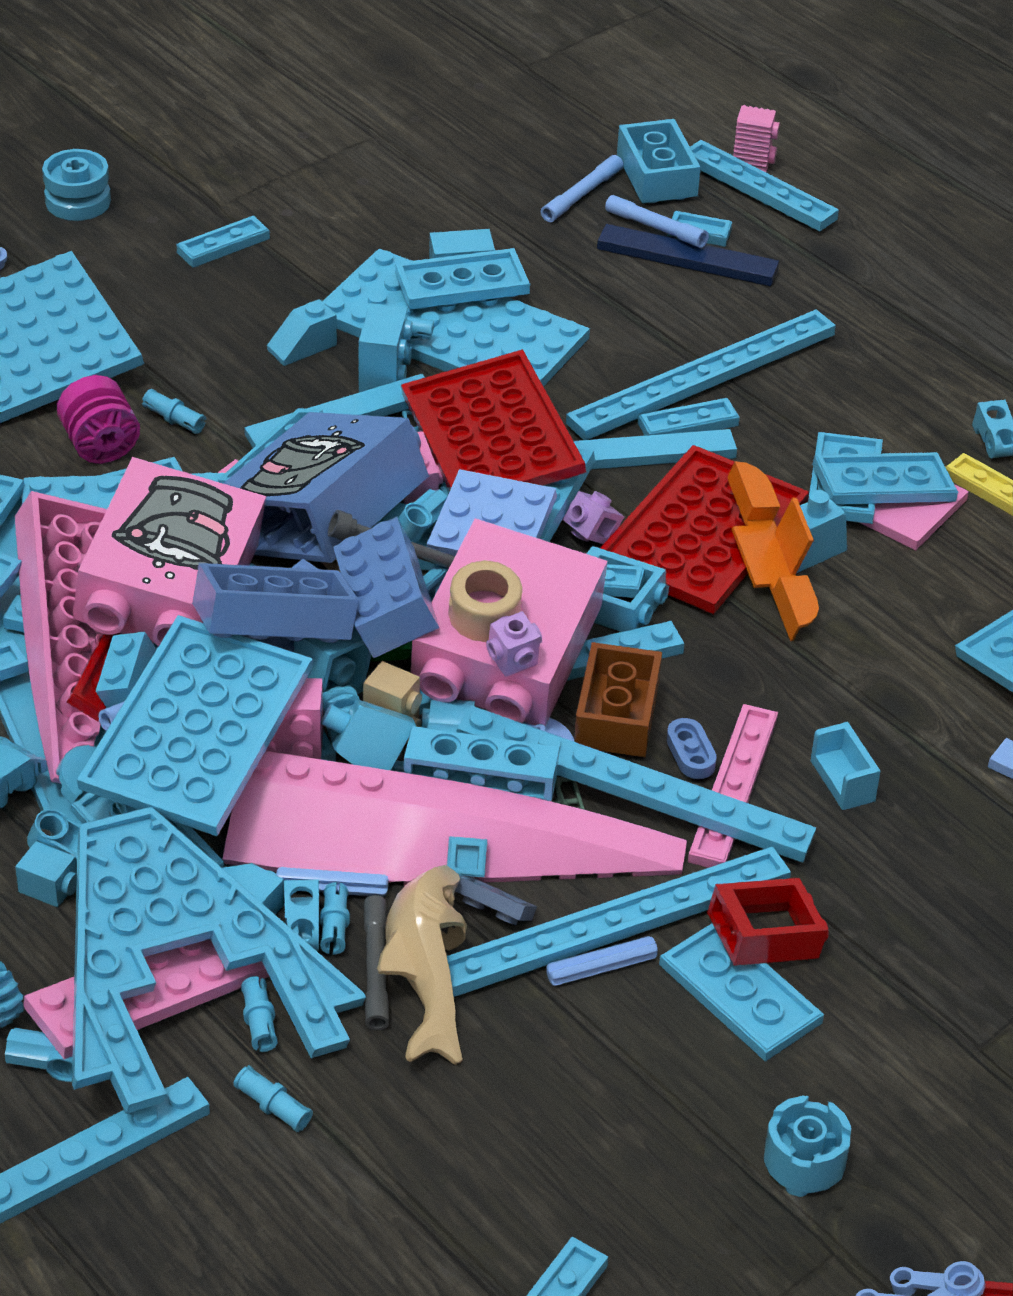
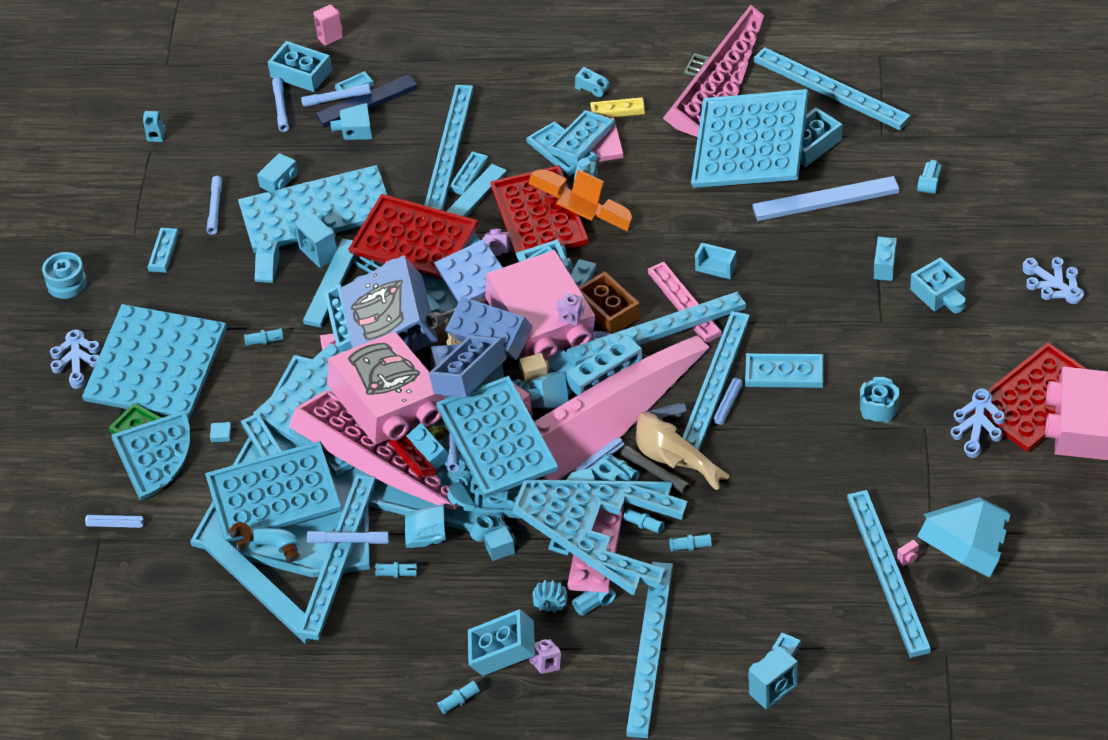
camera: 40 degrees left, 5 degrees up
(98, 419) = (247, 364): dark pink wheel -> none
(321, 249) = (216, 188): none -> light blue piece
(402, 107) = (153, 123): none -> medium azure leg
(422, 514) = (440, 295): medium azure piece -> none
(467, 856) = (637, 405): medium azure tile -> none
(474, 617) = (542, 311): tan piece -> none
(477, 285) = (299, 175): medium azure plate -> none
(633, 265) = (353, 123): none -> medium azure torso
(691, 748) = (655, 300): medium blue plate -> none
(764, 186) = (357, 44): medium azure plate -> none
(766, 945) = (770, 350): red window -> none

